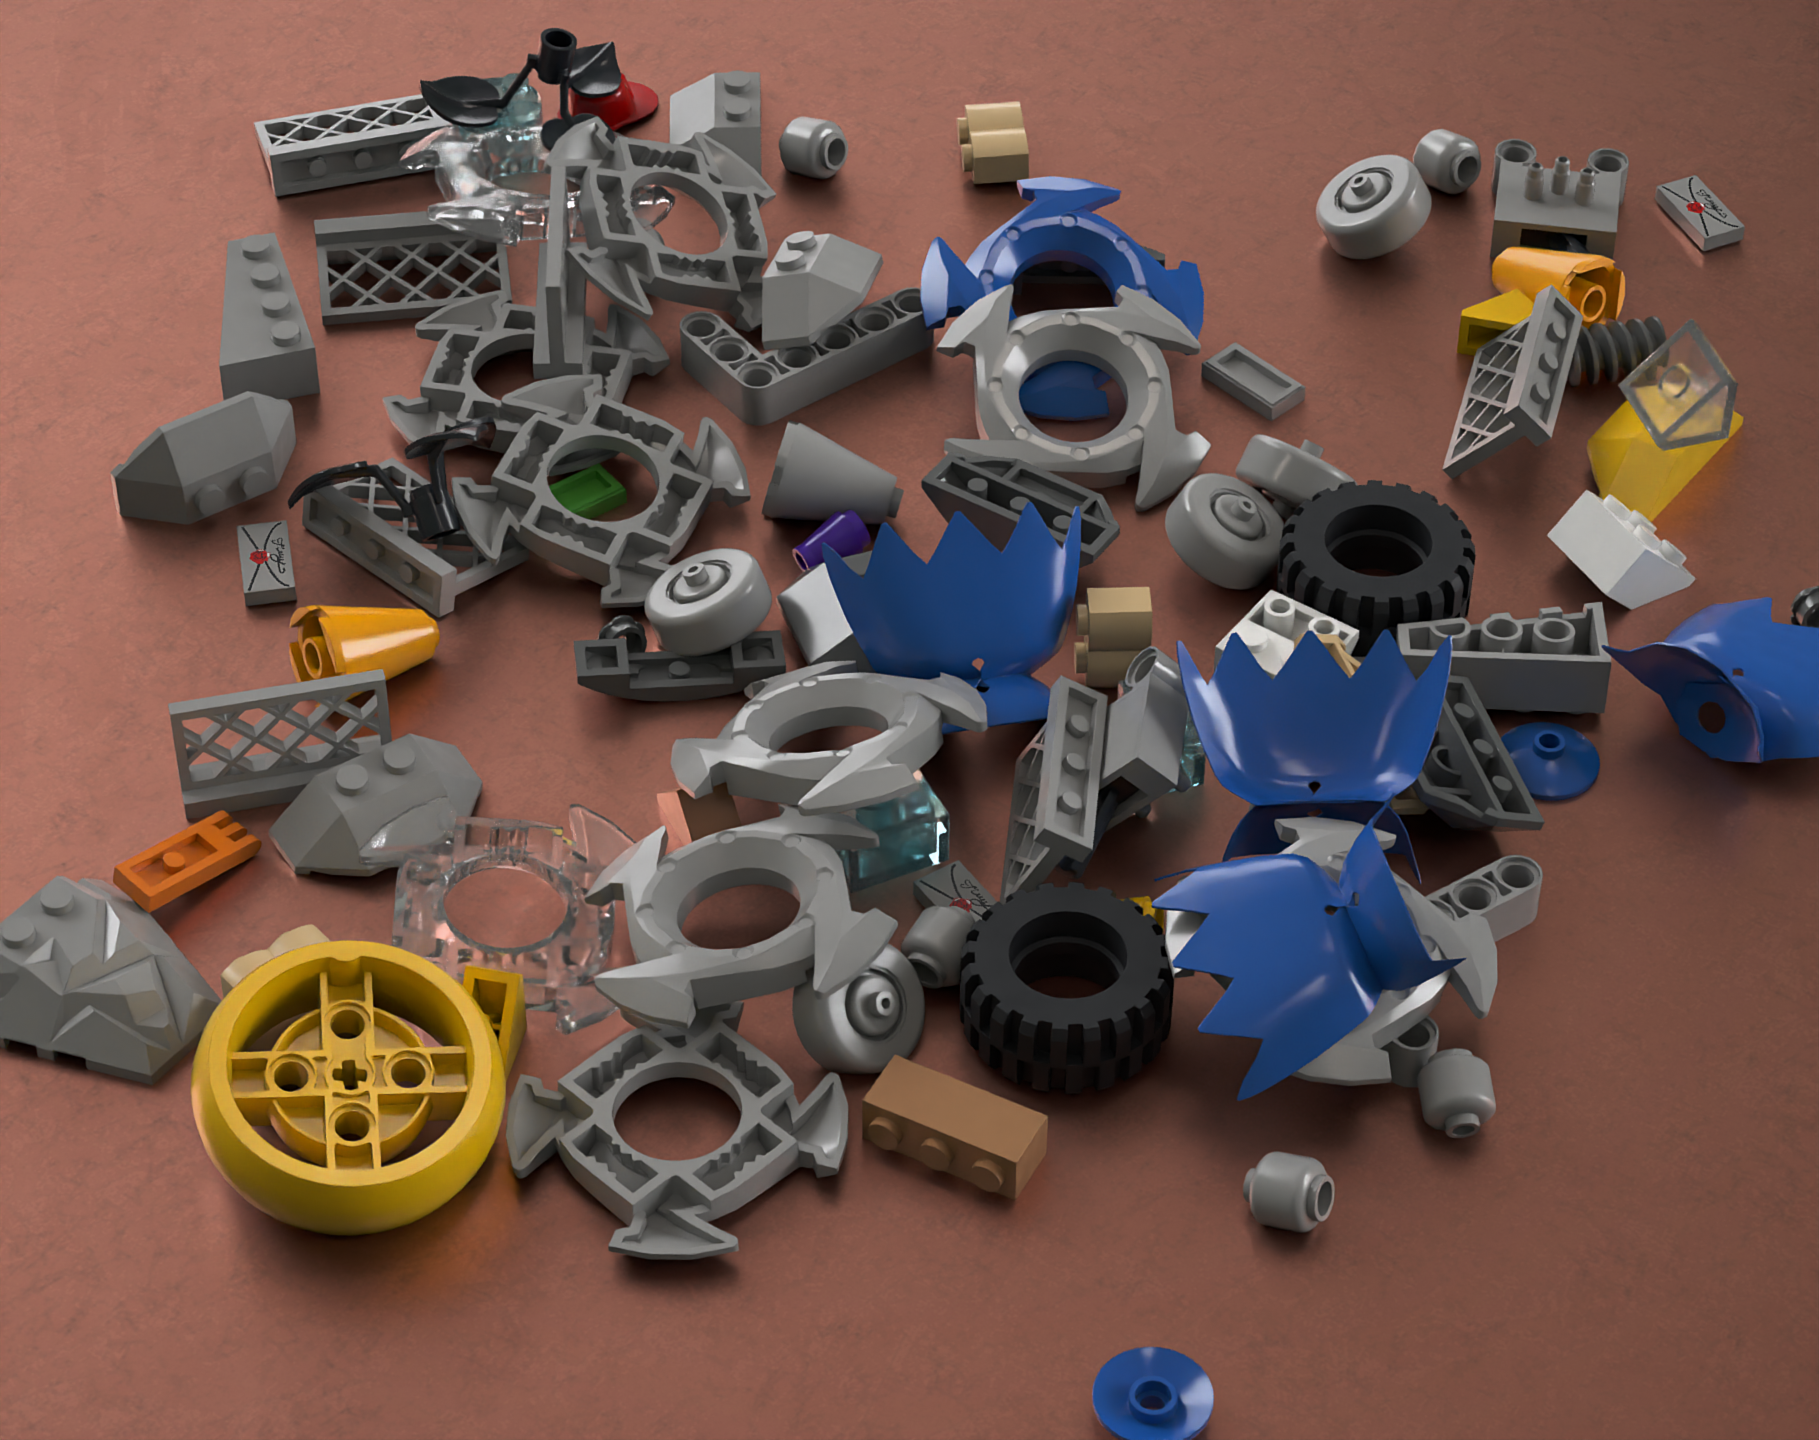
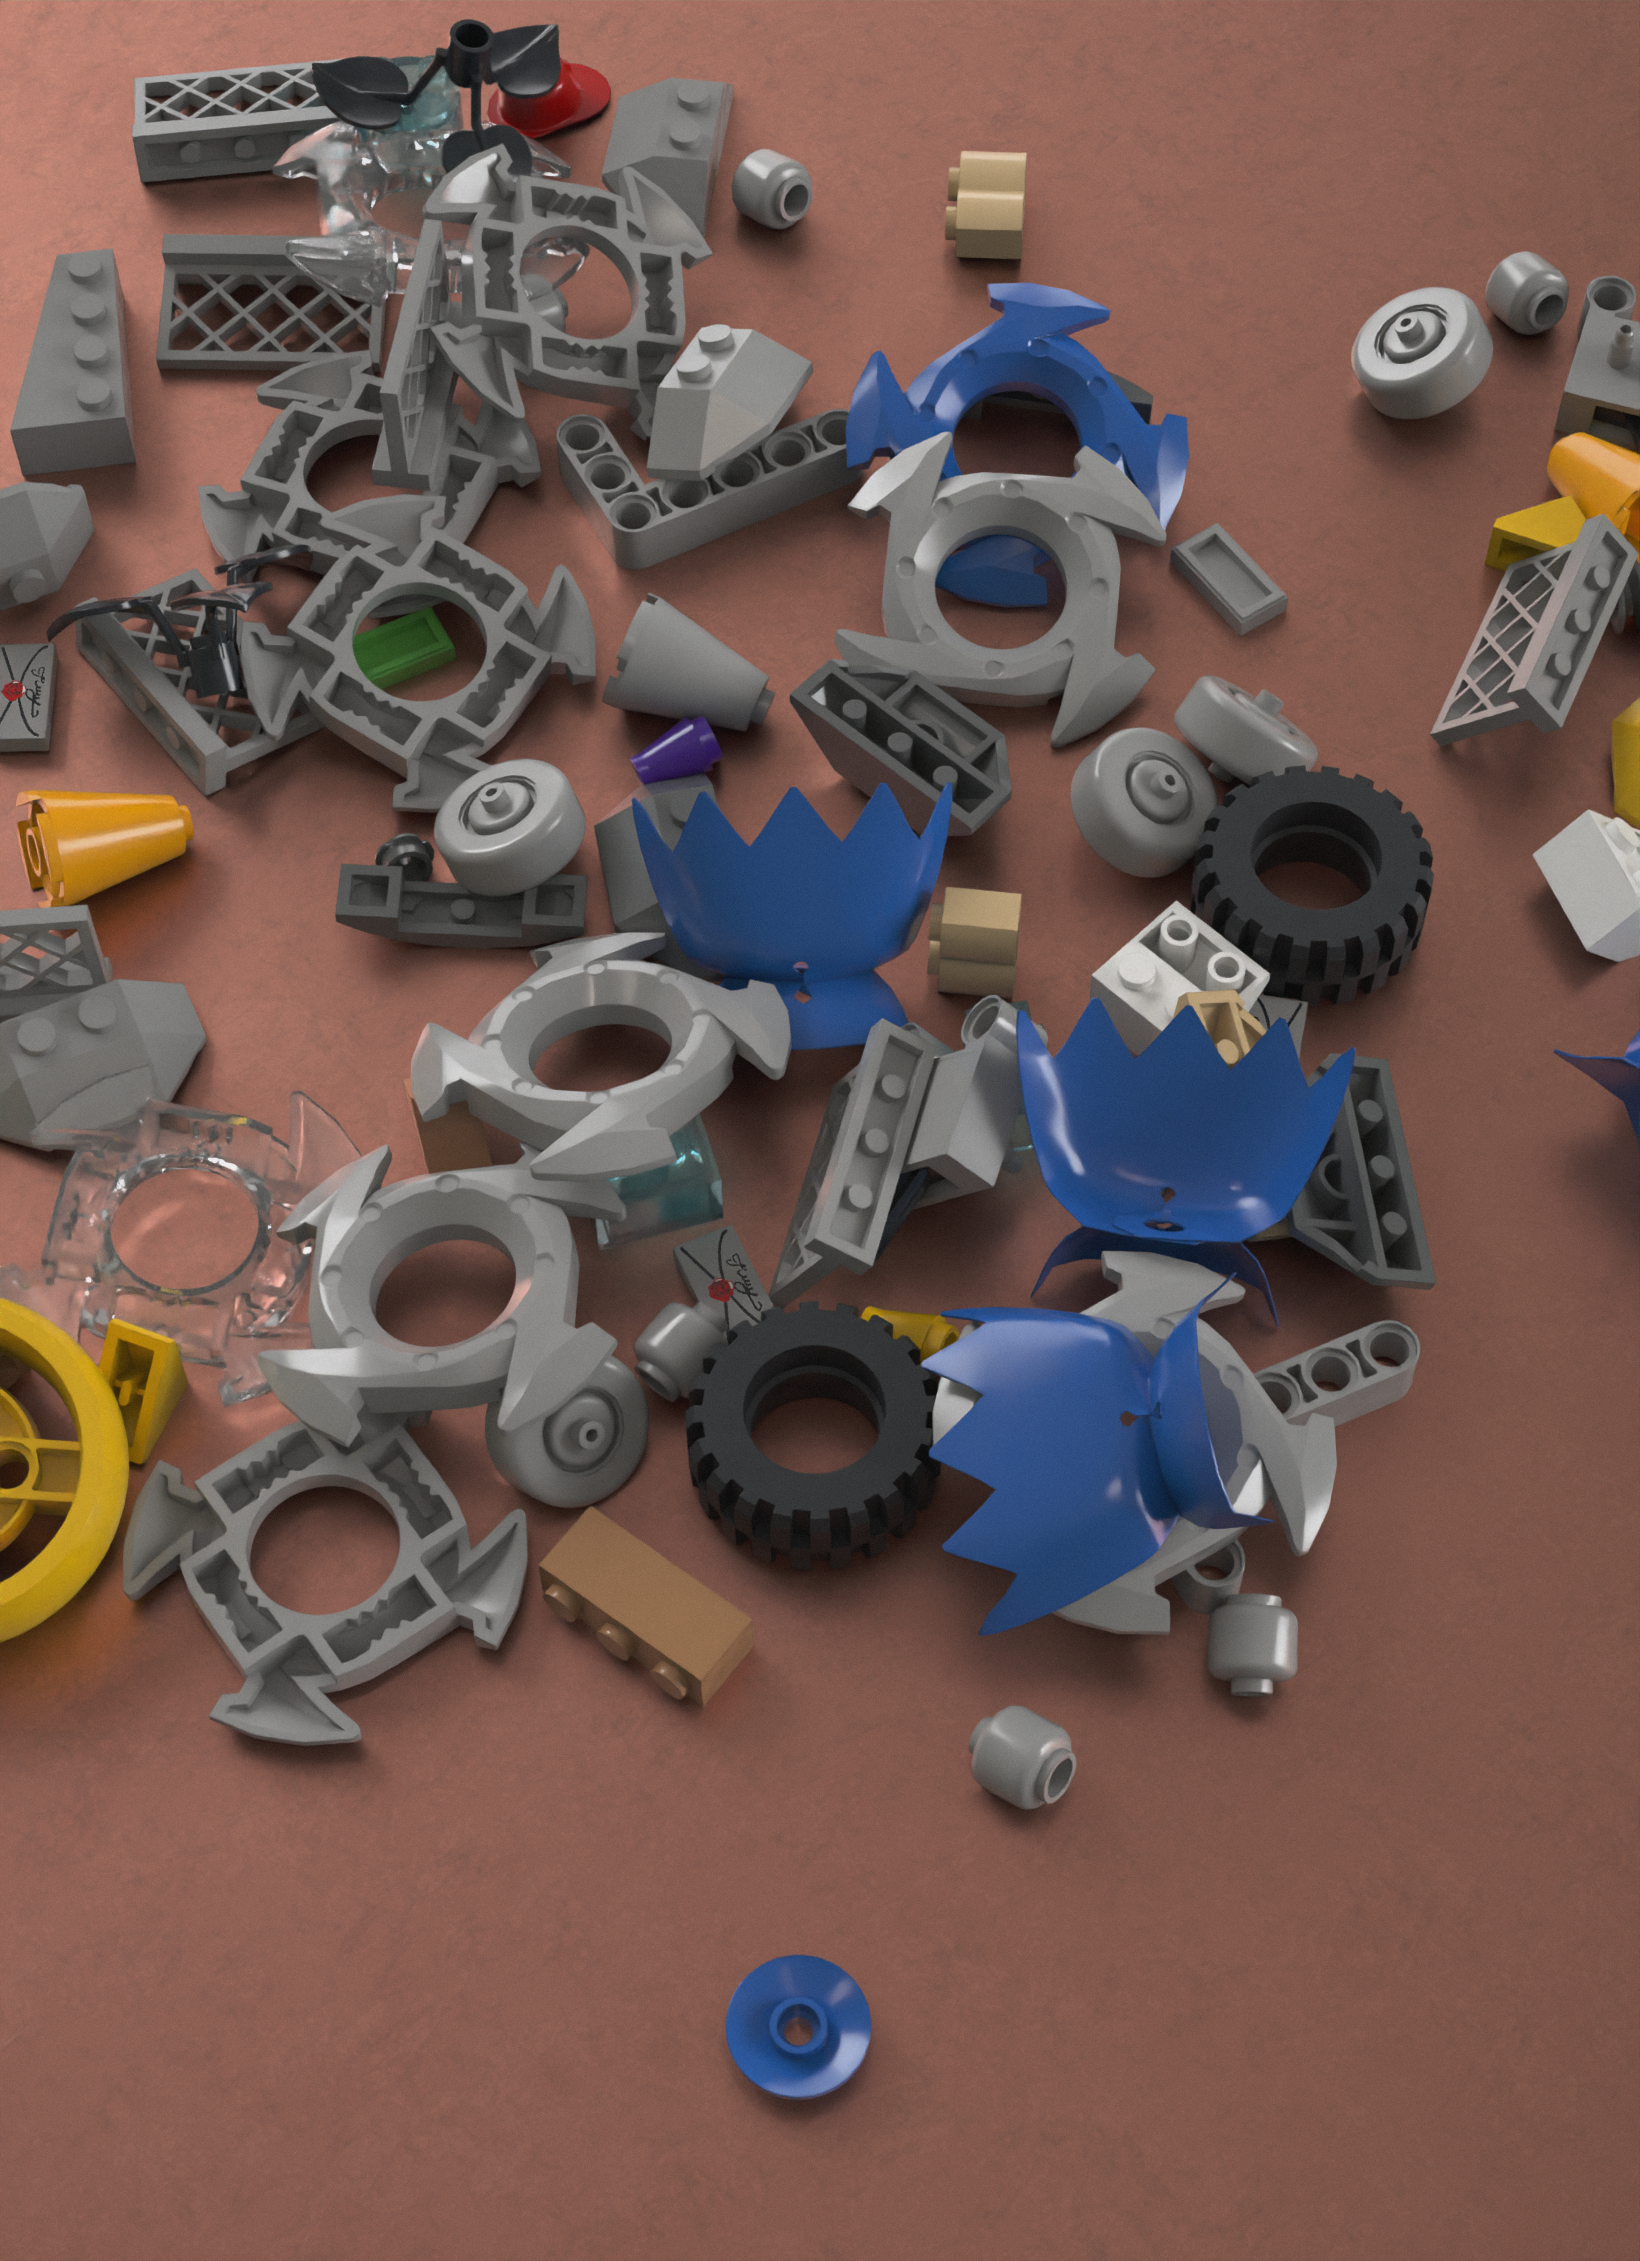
camera: 10 degrees right, 15 degrees up
(1521, 663) = (1449, 1033): light grey wedge -> none
(1552, 760) = (1466, 1190): blue dish -> none

